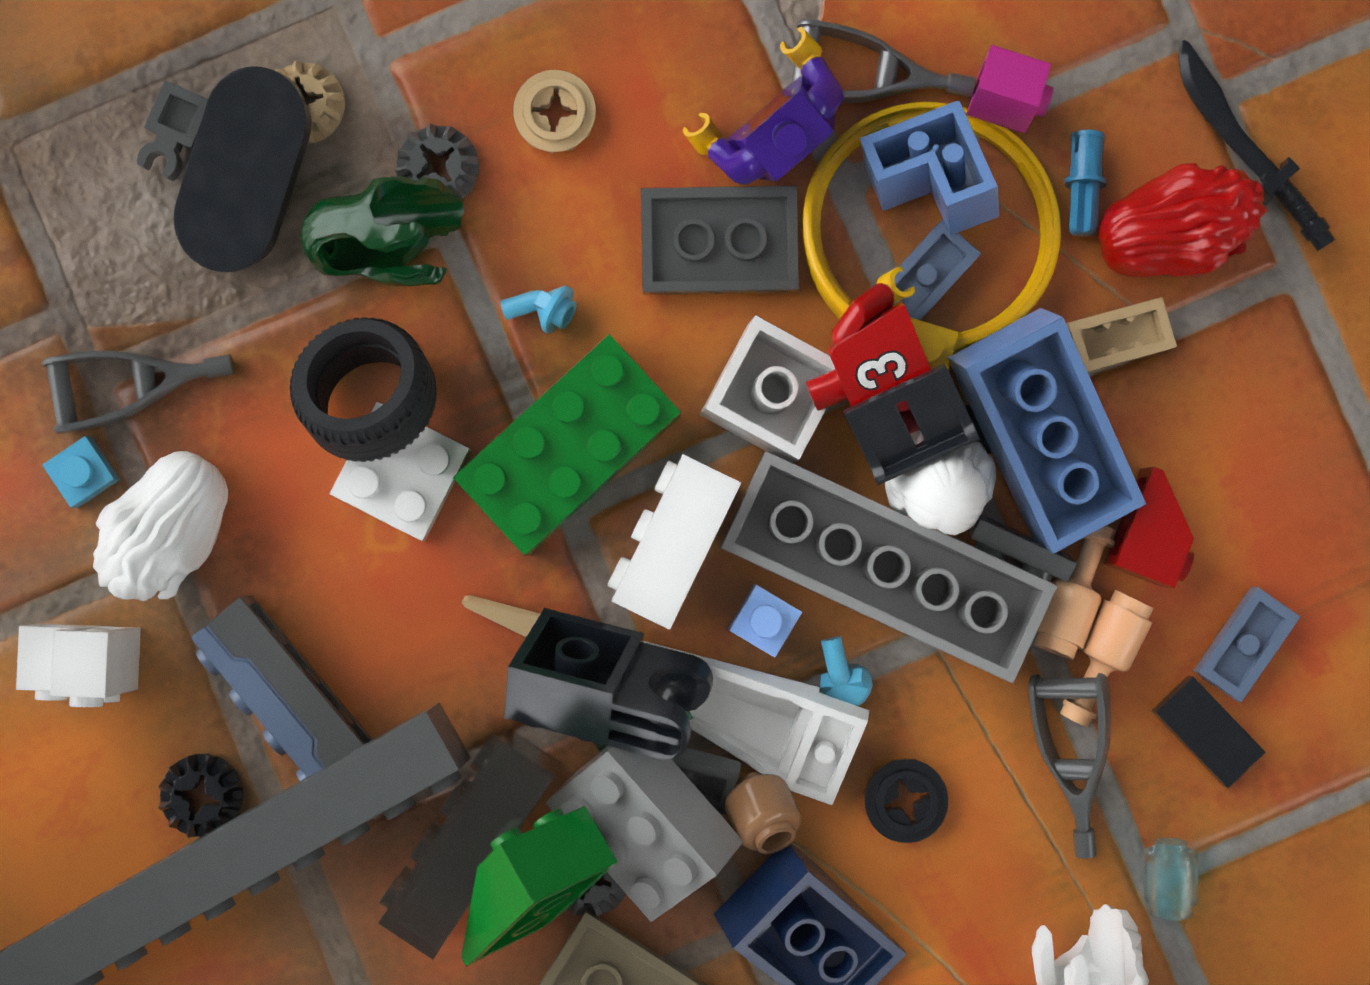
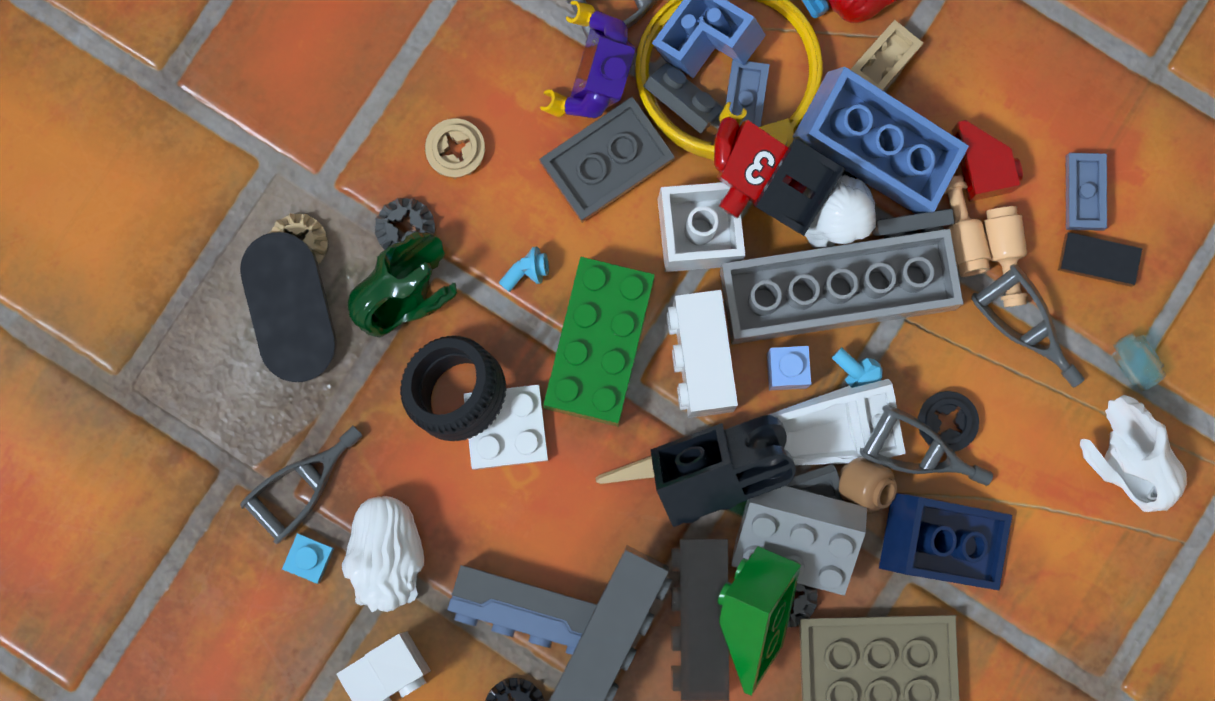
camera: 30 degrees left, 5 degrees down
(176, 124) = (228, 304): dark grey plate -> none
(854, 834) = (930, 462): none -> dark grey piece
(855, 226) = (683, 97): none -> dark grey plate

